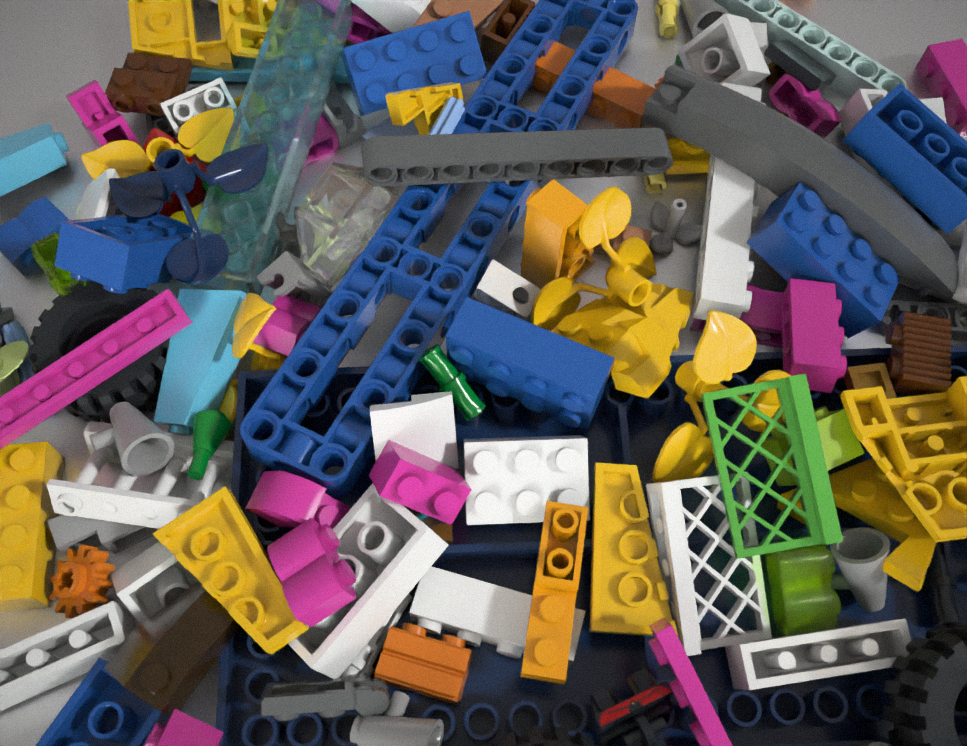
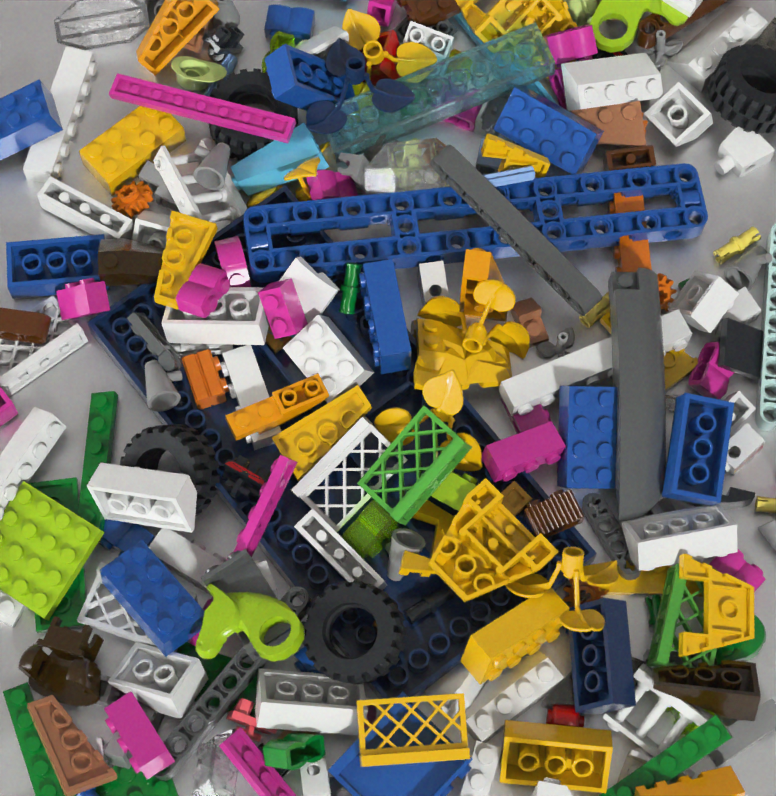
camera: 55 degrees right, 5 degrees up
(209, 431) = (241, 197): green cone -> none

